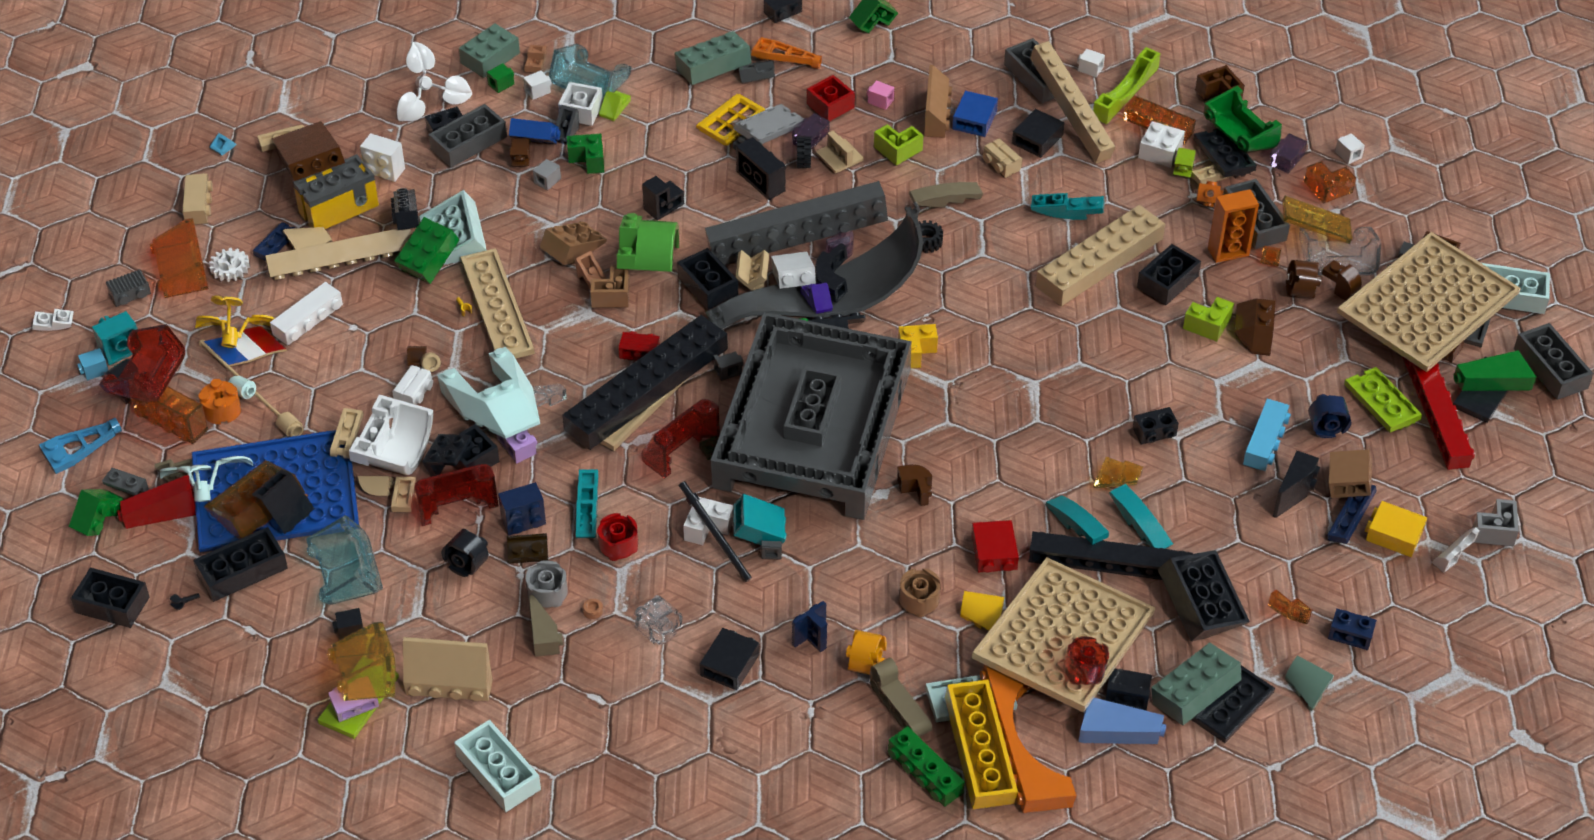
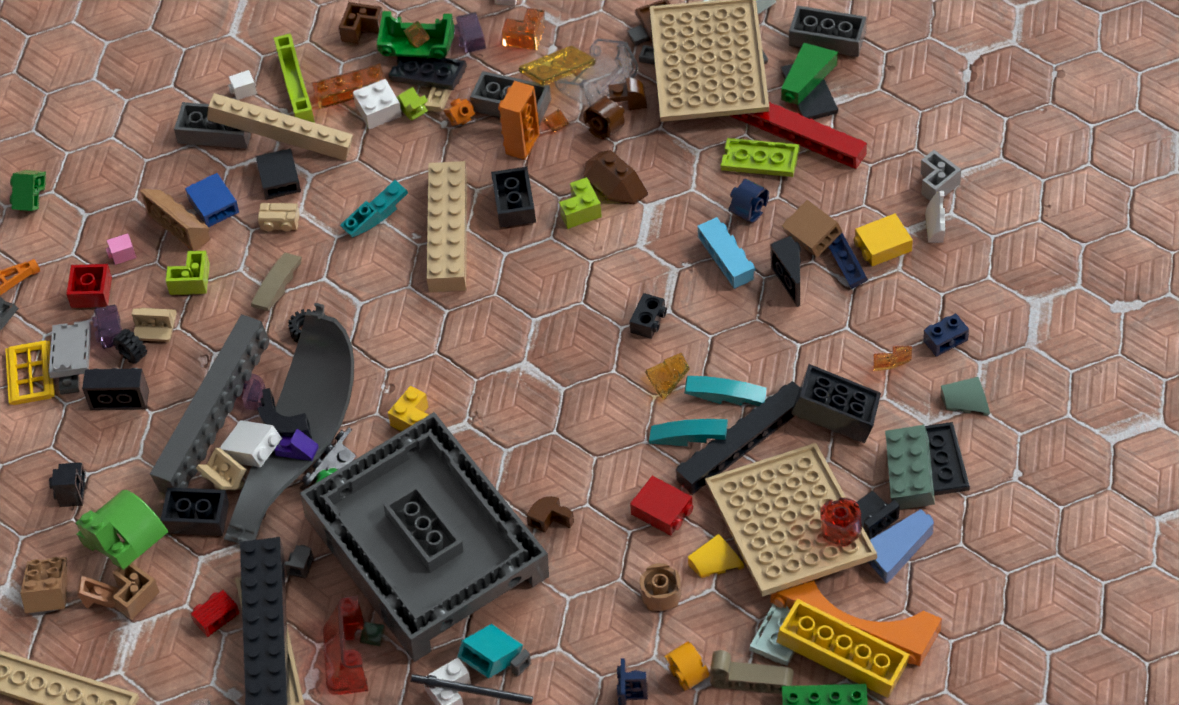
camera: 45 degrees left, 5 degrees up
(1245, 122) = (416, 34): none -> clear orange slope

